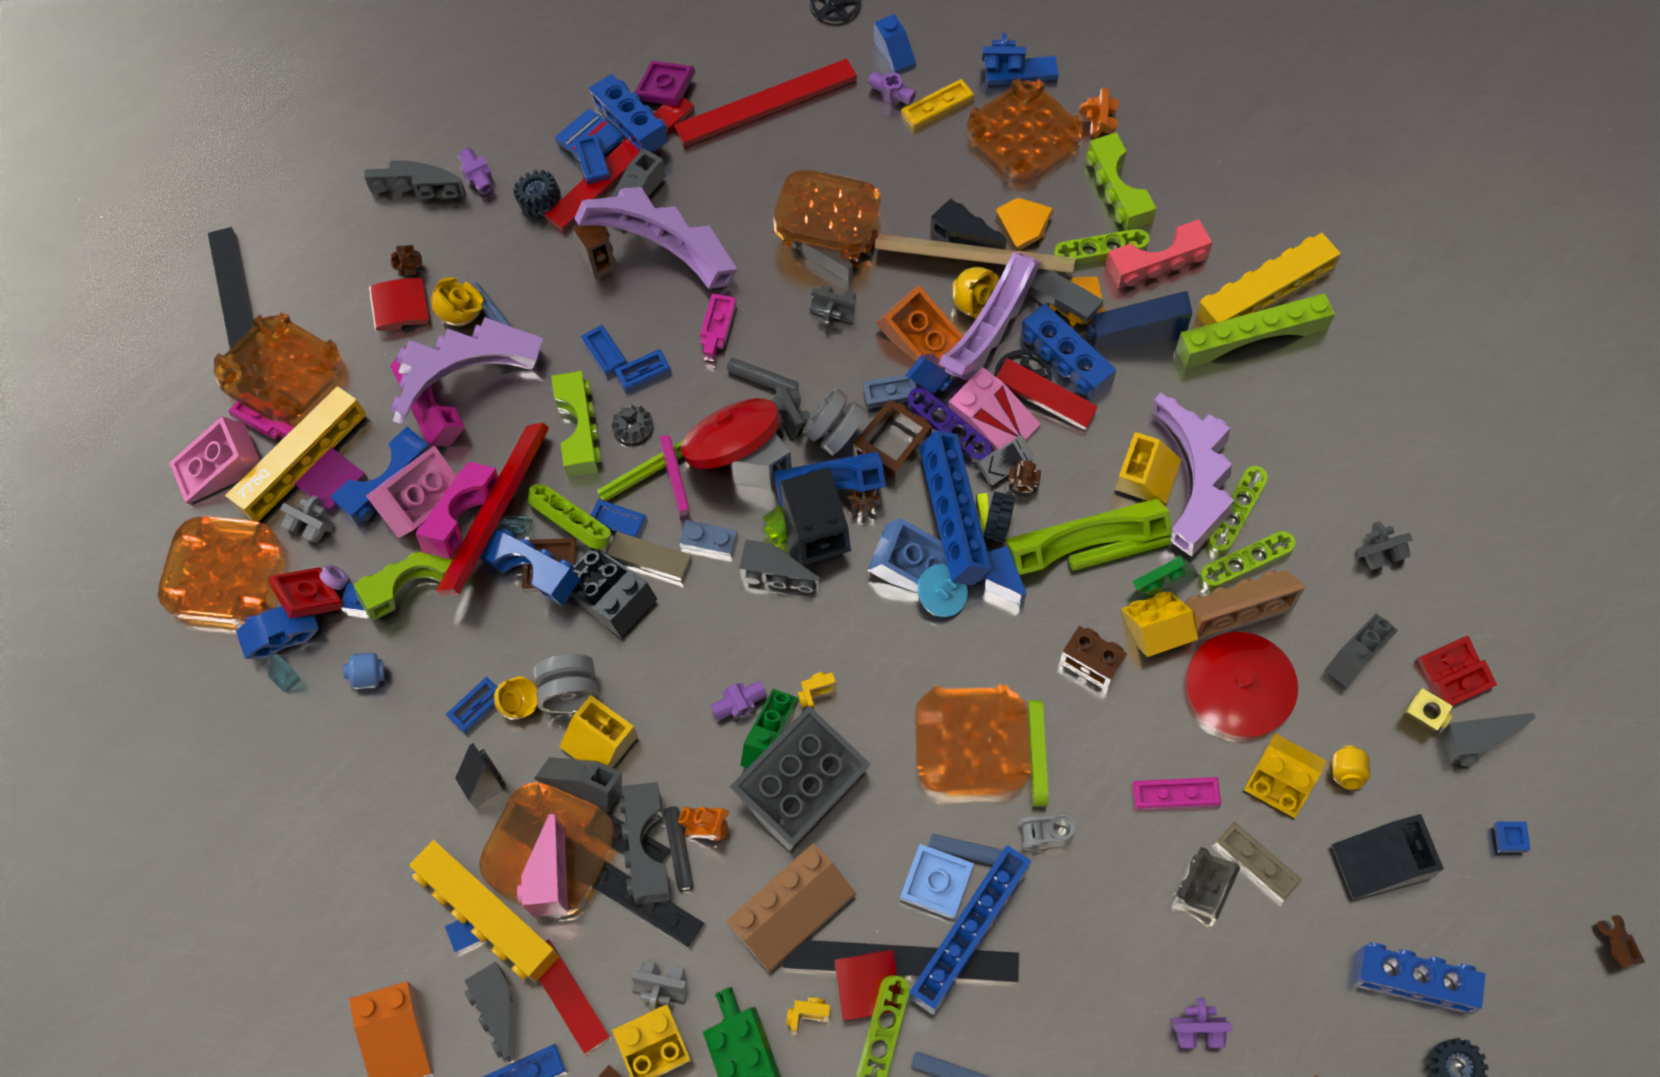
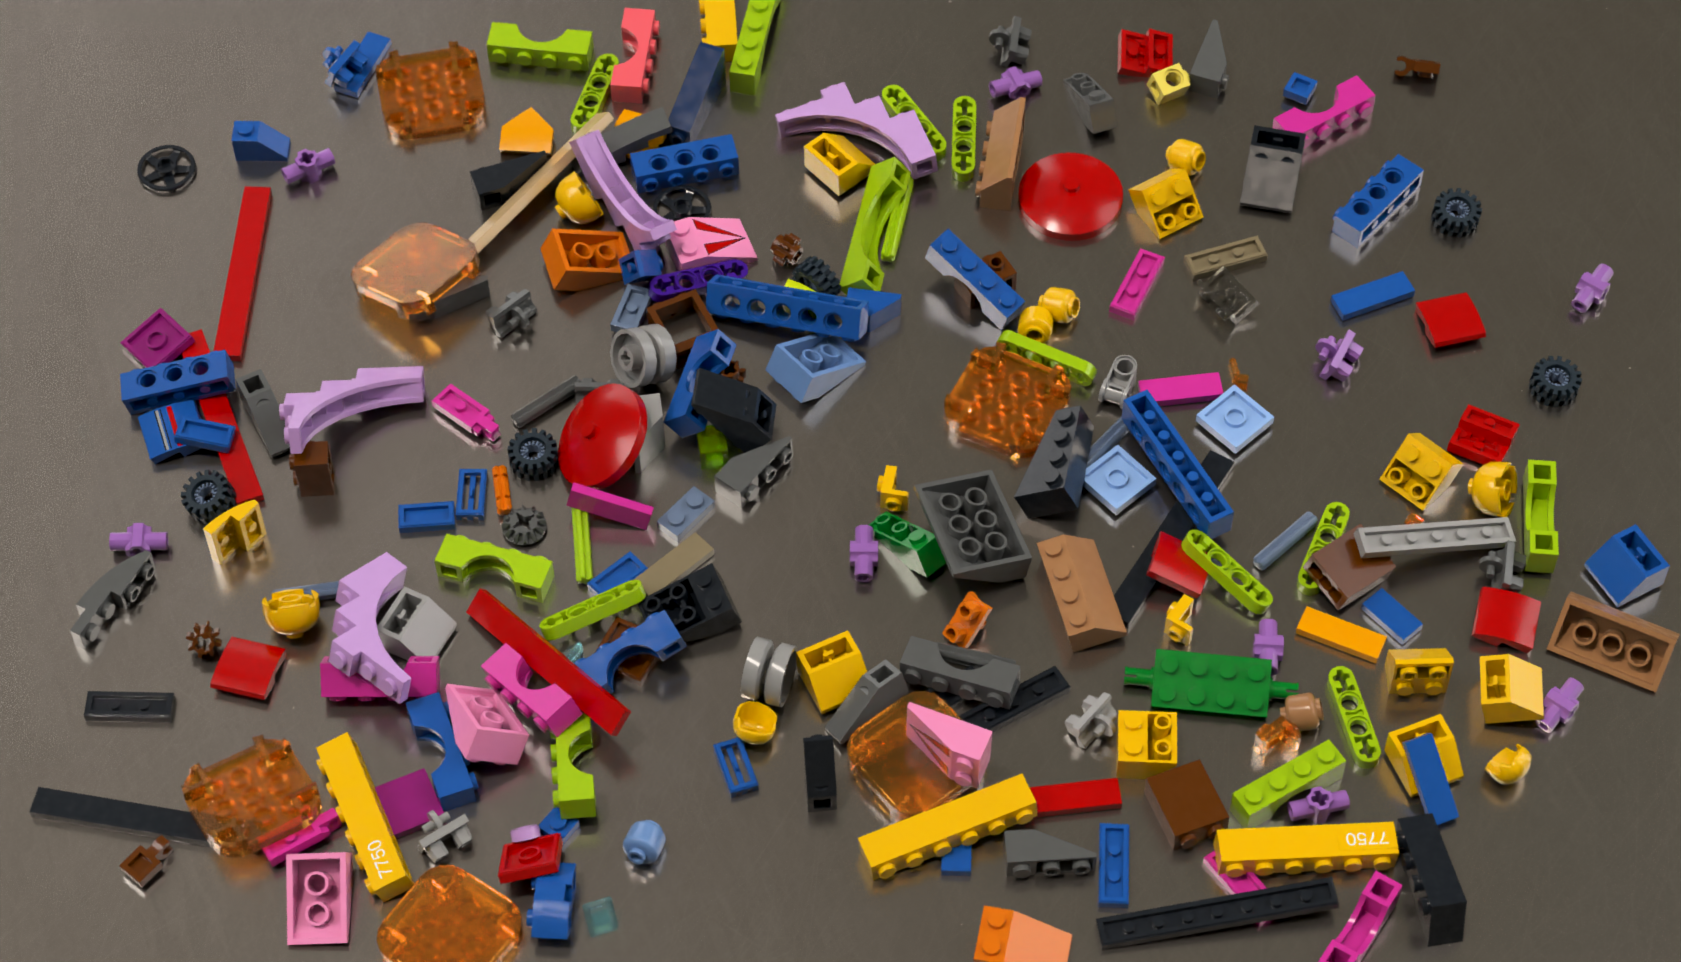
camera: 65 degrees left, 10 degrees down
(196, 328) = (145, 864): none -> reddish brown plate
(331, 246) = (129, 706): none -> black tile
(485, 396) = (415, 626): none -> light grey slope
(507, 224) = (235, 528): none -> yellow slope
(657, 390) = (502, 490): none -> orange axle
(700, 383) = (533, 442): none -> black bush
(918, 821) = (1058, 466): none -> black wedge
(937, 104) = (349, 143): yellow tile -> none
(938, 592) = (855, 358): medium azure piece -> none
(998, 463) = (759, 257): light grey tile -> none
(1046, 394) = (717, 197): red tile -> none
(1067, 725) = (1036, 323): none -> yellow head
(1068, 959) = (1234, 419): none -> light blue plate
(1075, 892) = (1183, 388): none -> dark pink tile
(1078, 646) = (995, 296): none -> blue arch
(1097, 112) = (456, 27): orange hips -> none
(1103, 735) = (1061, 304): none -> yellow head
(1117, 942) = (1239, 380): none -> clear orange hand
(1160, 623) = (985, 219): yellow slope -> none
(1165, 576) = (946, 206): green wing -> none
(1300, 1027) = (1372, 295): none -> blue tile
(1338, 573) = (1015, 83): none -> medium lavender axle
(1527, 896) = (1351, 102): none -> dark pink arch

